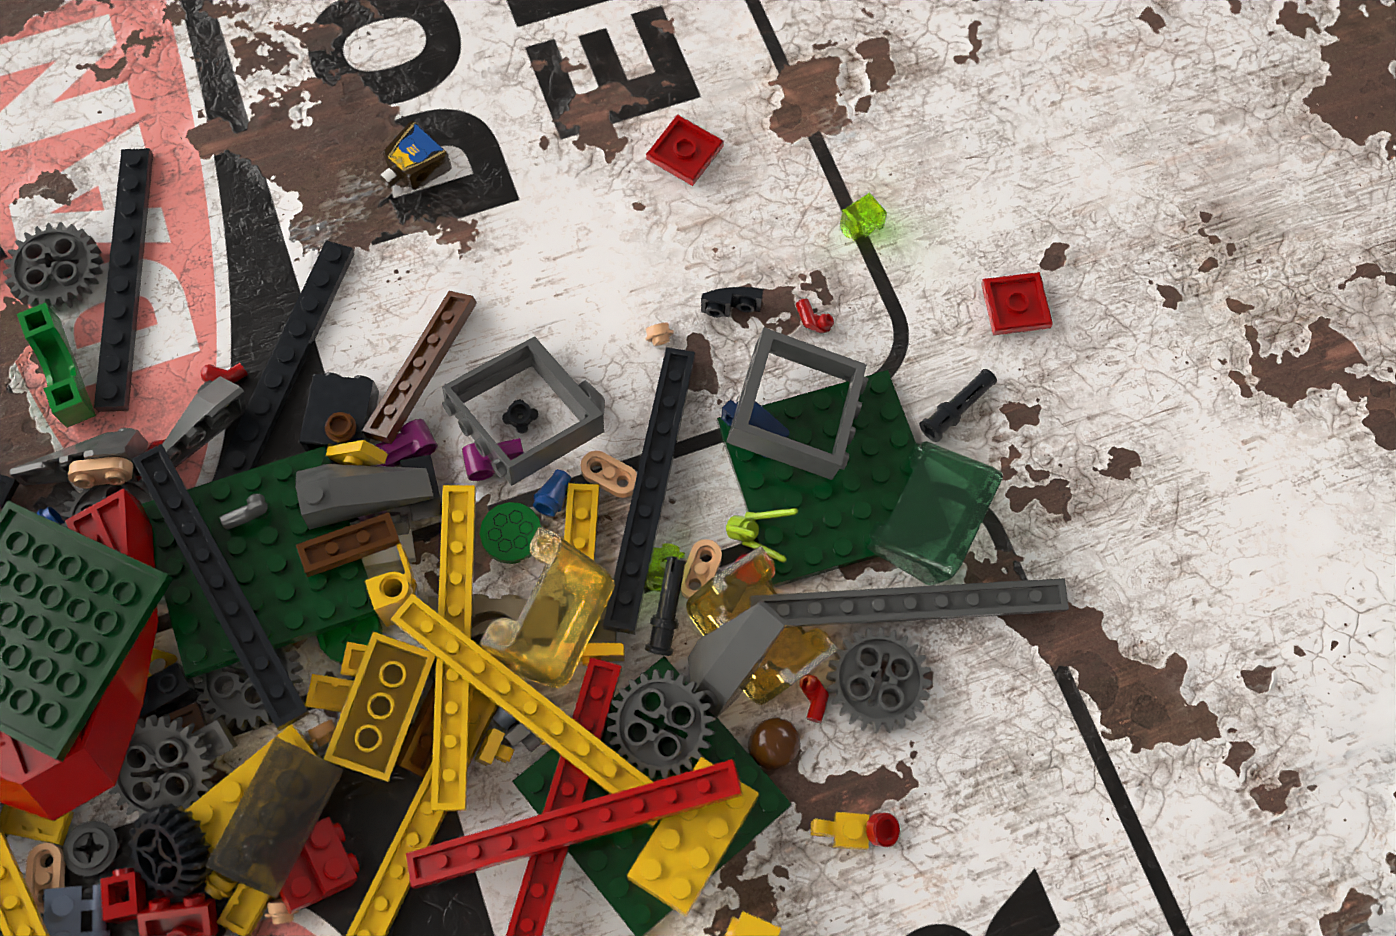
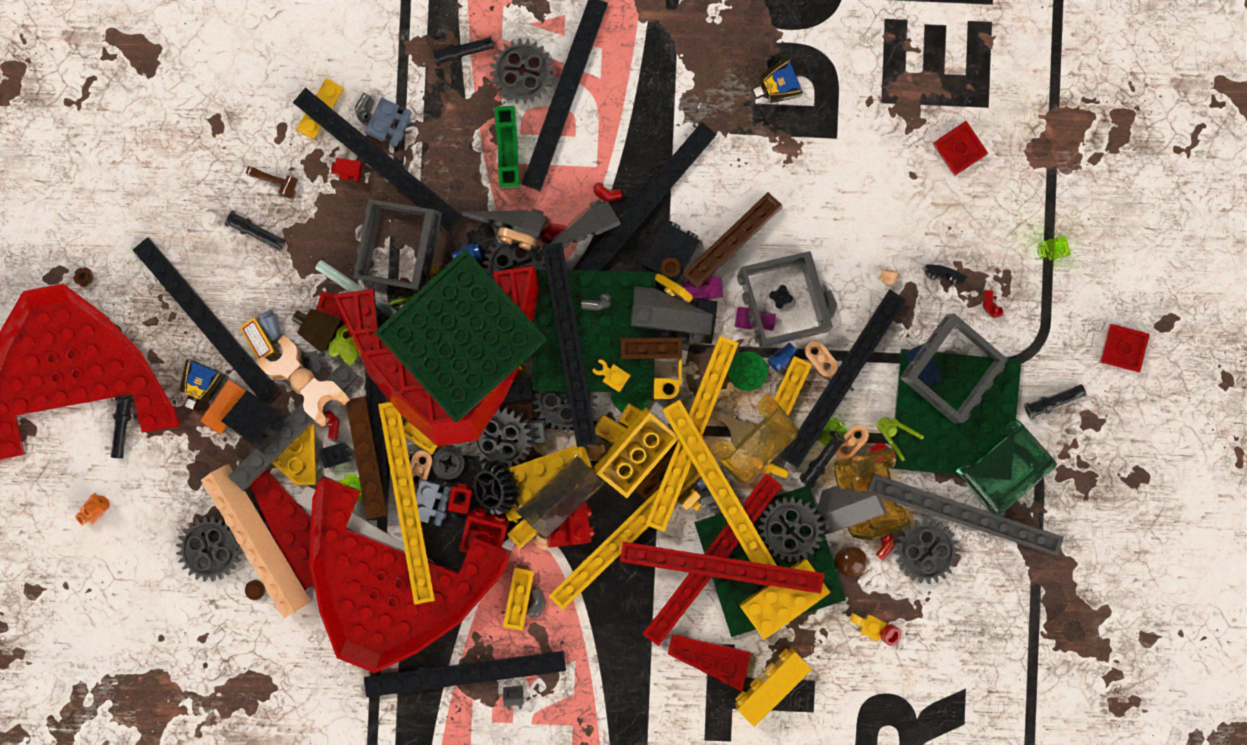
camera: 20 degrees right, 20 degrees up
(304, 606) = (614, 376): none -> yellow plate

